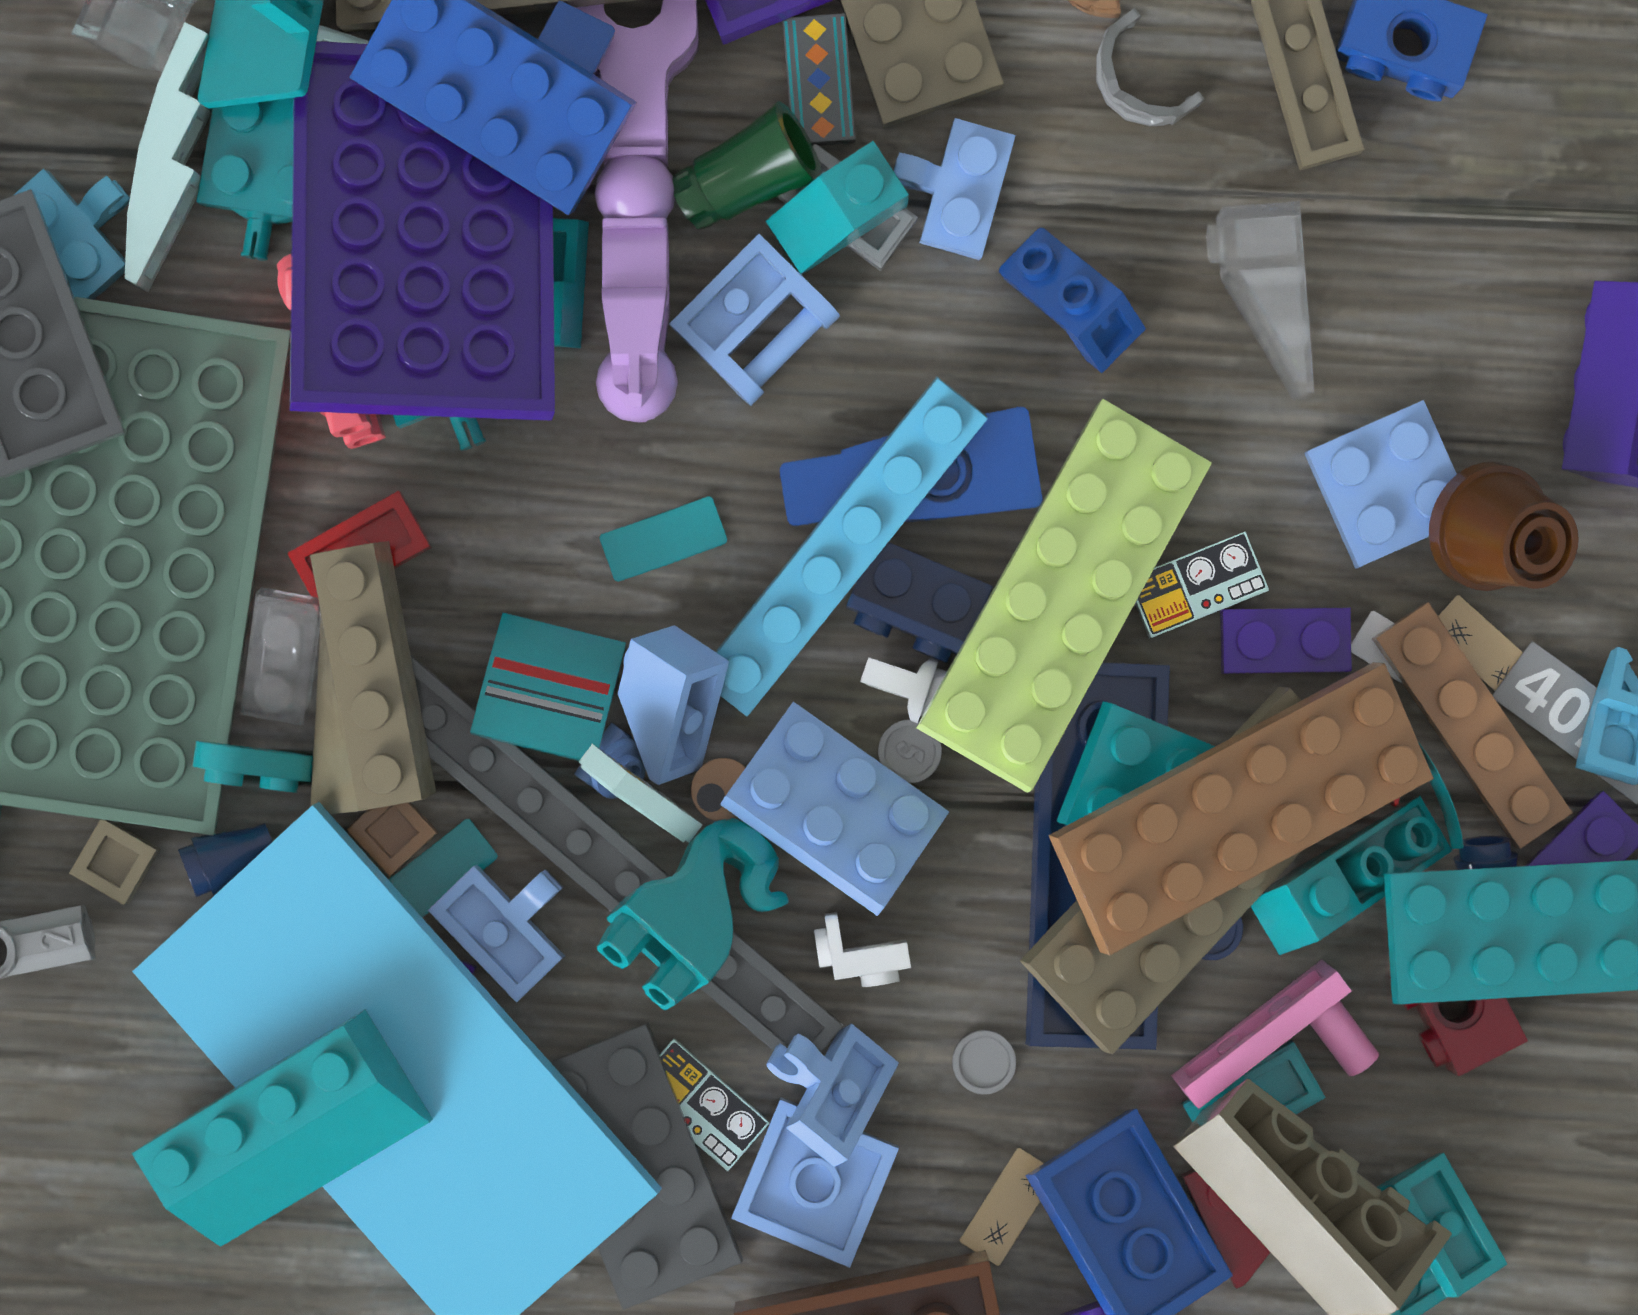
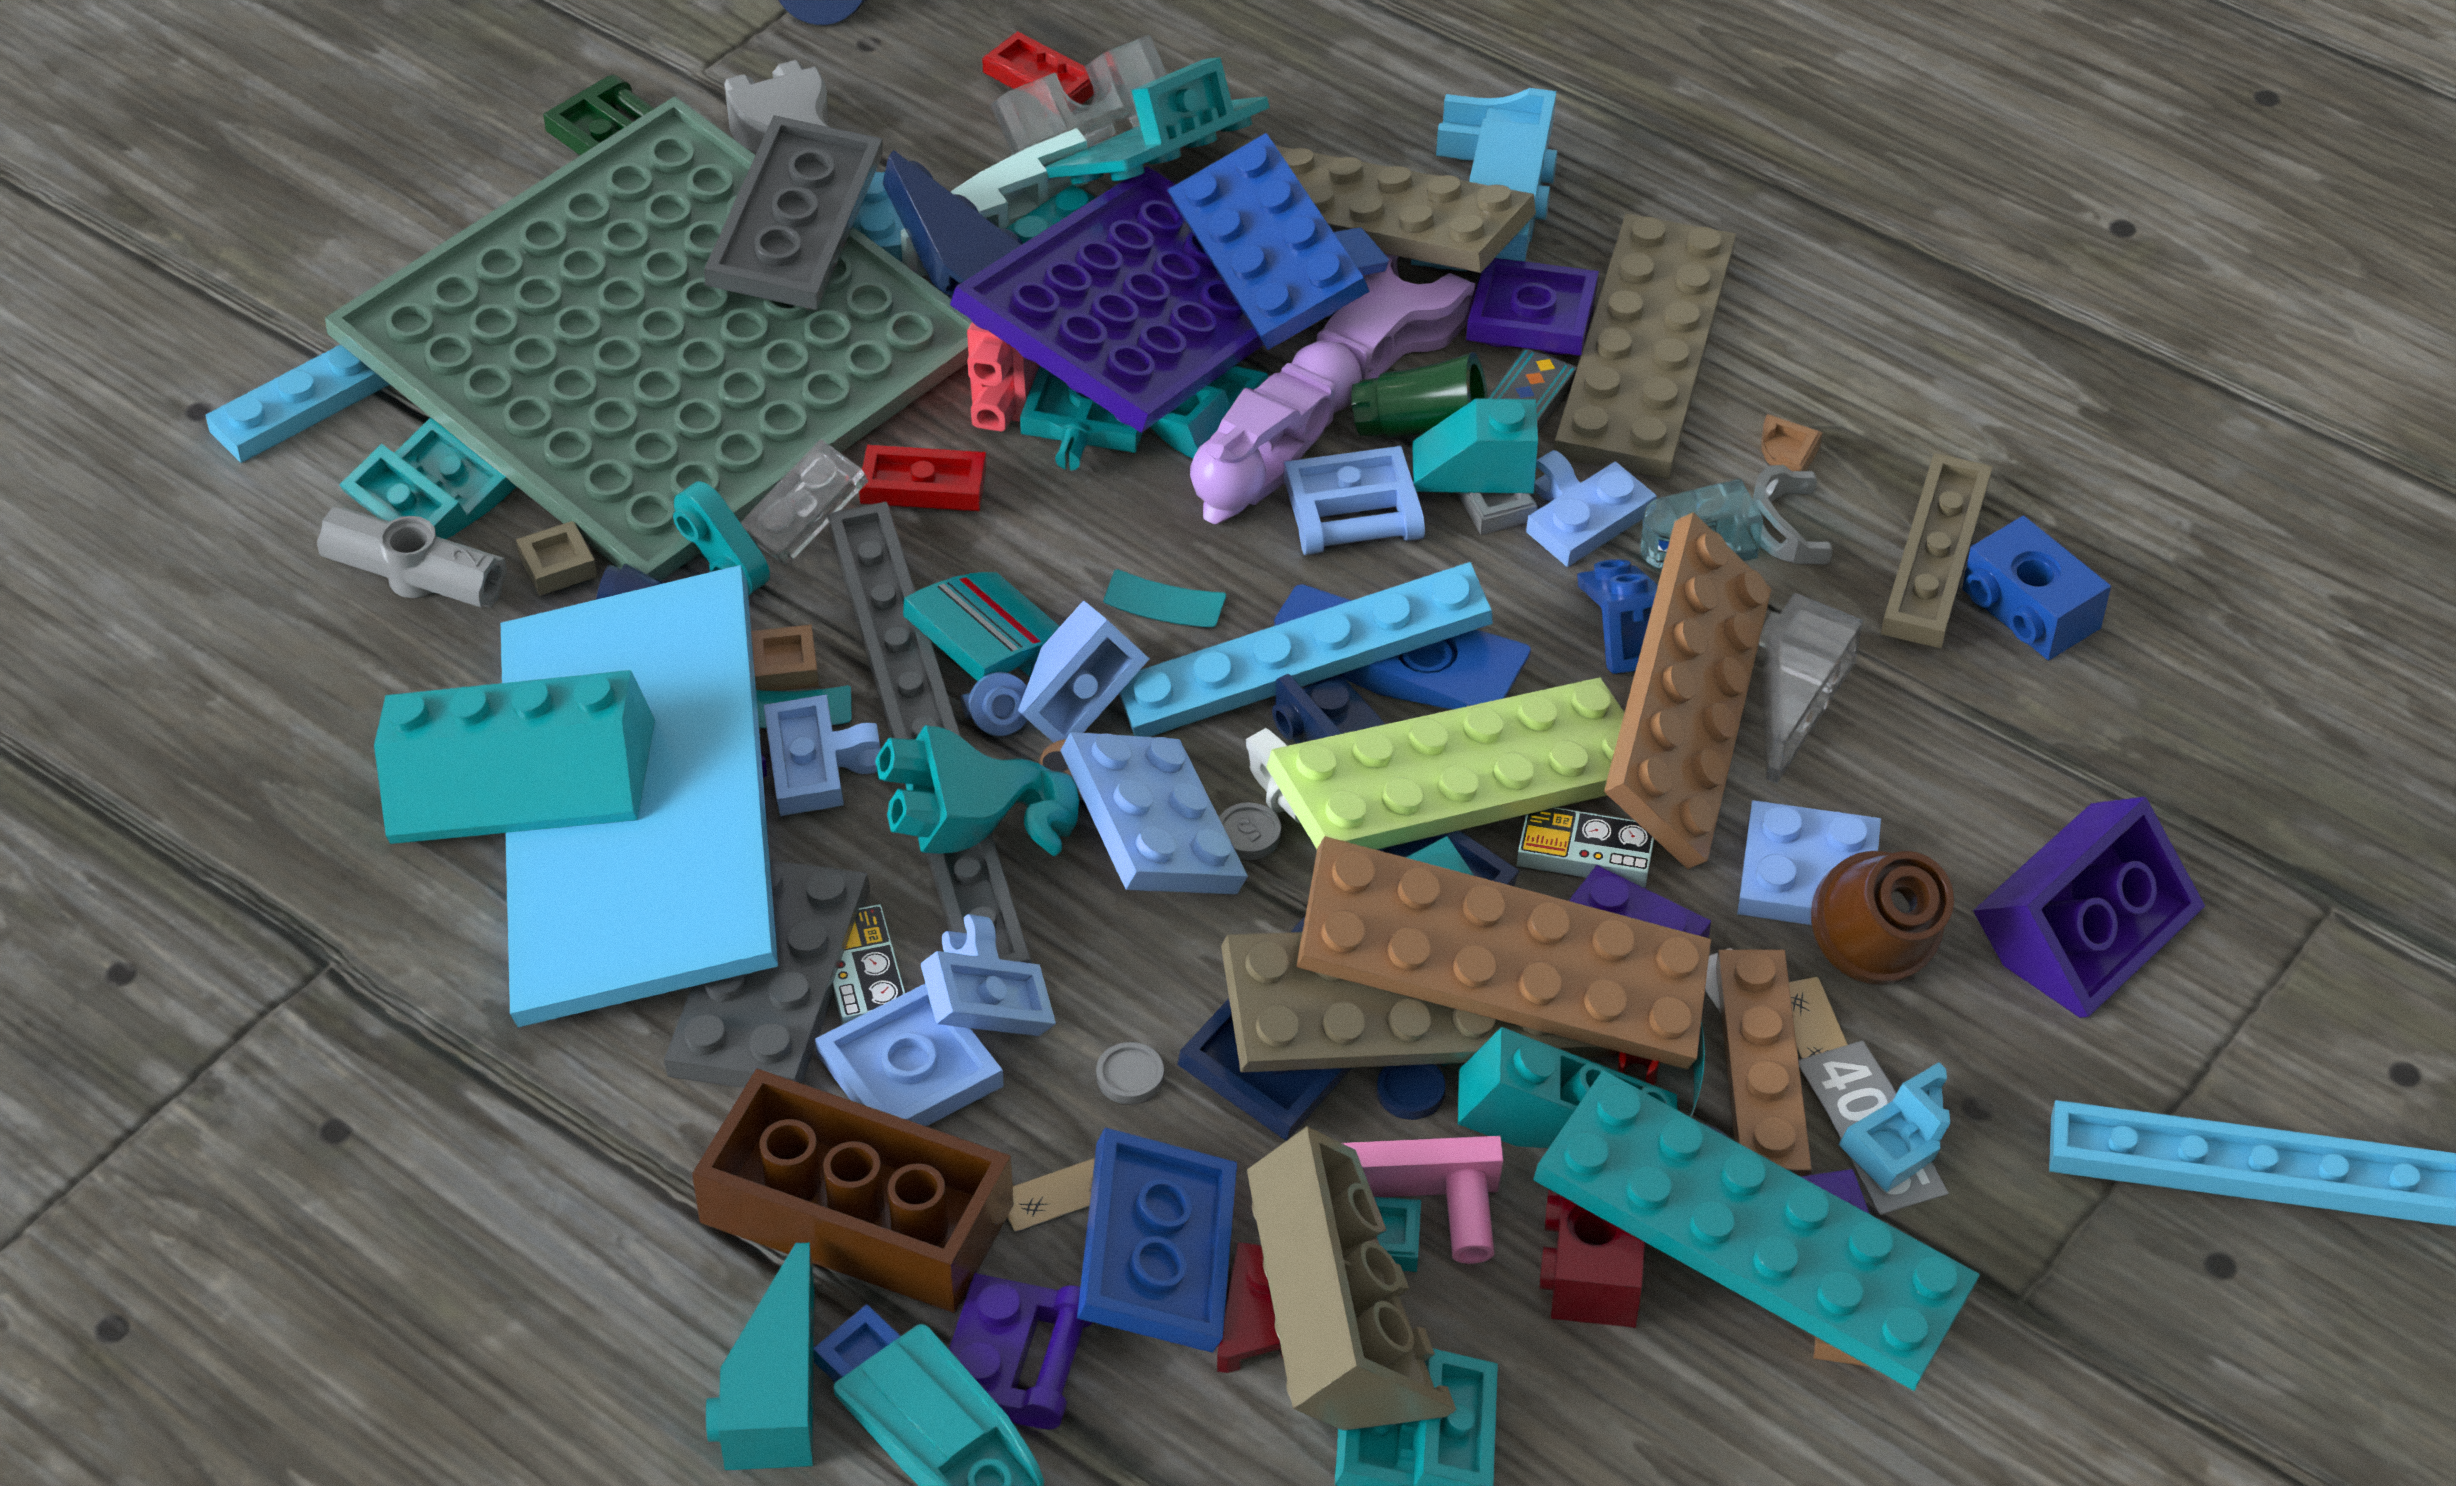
camera: 30 degrees right, 40 degrees down
(211, 276) = (943, 226): none -> dark blue slope
(367, 700) = (856, 526): dark tan wedge -> none
(639, 794) = (1001, 698): light aqua tile -> none
(873, 963) = (1088, 928): white bracket -> none
(1062, 162) = (1722, 507): none -> clear light blue leg
(1194, 373) = (1689, 691): none -> medium nougat plate

